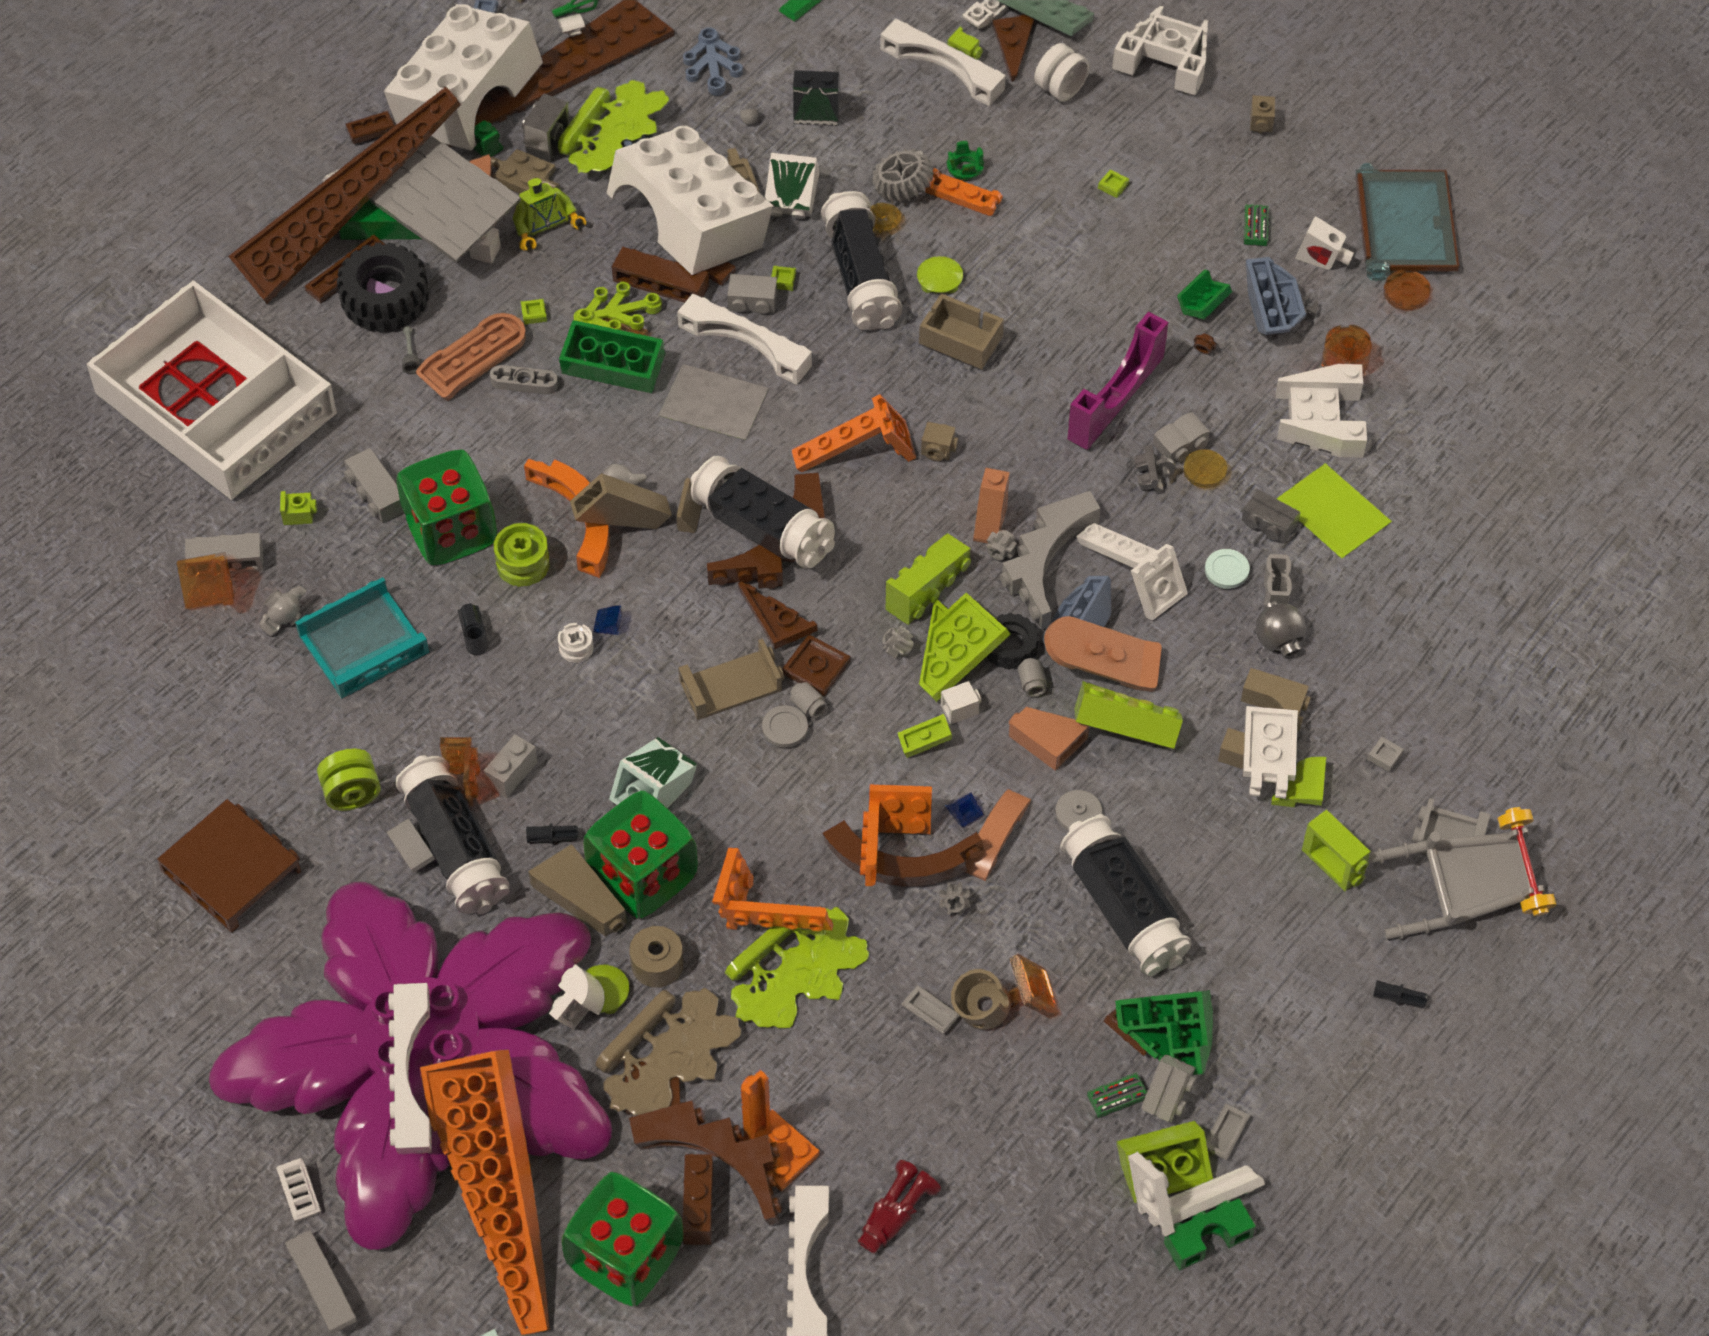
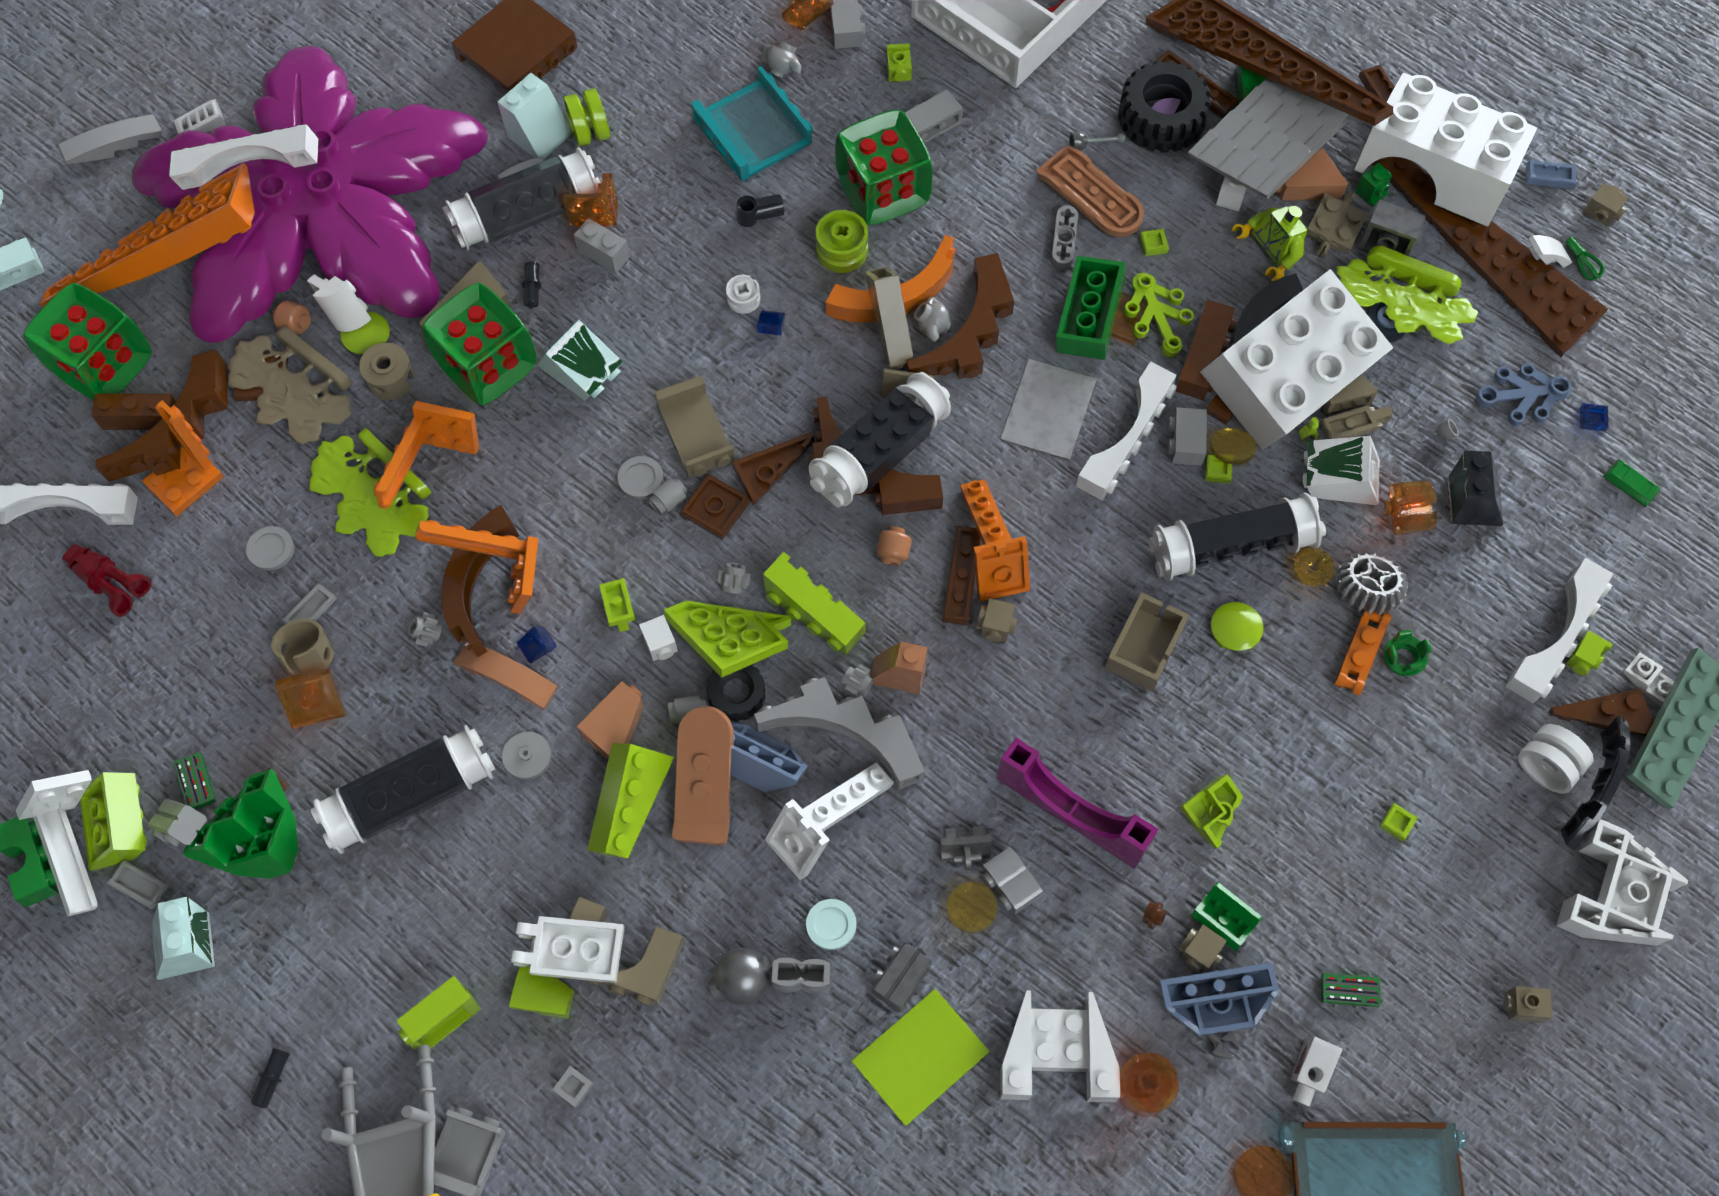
camera: 90 degrees right, 10 degrees up
(342, 833) = (533, 117): none -> light aqua slope
(583, 1056) = (293, 316): none -> nougat head
(615, 236) = (1265, 303): none -> black tile
(627, 445) = (980, 330): none -> reddish brown arch
(737, 19) = (1594, 417): none -> clear blue tile
(762, 262) = (1233, 446): none -> clear yellow piece
(831, 140) = (1411, 507): none -> clear orange brick
(861, 1053) = (270, 548): none -> light grey piece
(864, 517) = (893, 546): none -> nougat head
(889, 470) = (961, 576): none -> reddish brown tile
(1083, 42) = (1616, 753): none -> black tile
(1107, 301) = (1213, 809): none -> lime slope
(1231, 313) = (1202, 949): none -> dark tan brick
(1283, 1074) = (181, 938): none -> light aqua slope

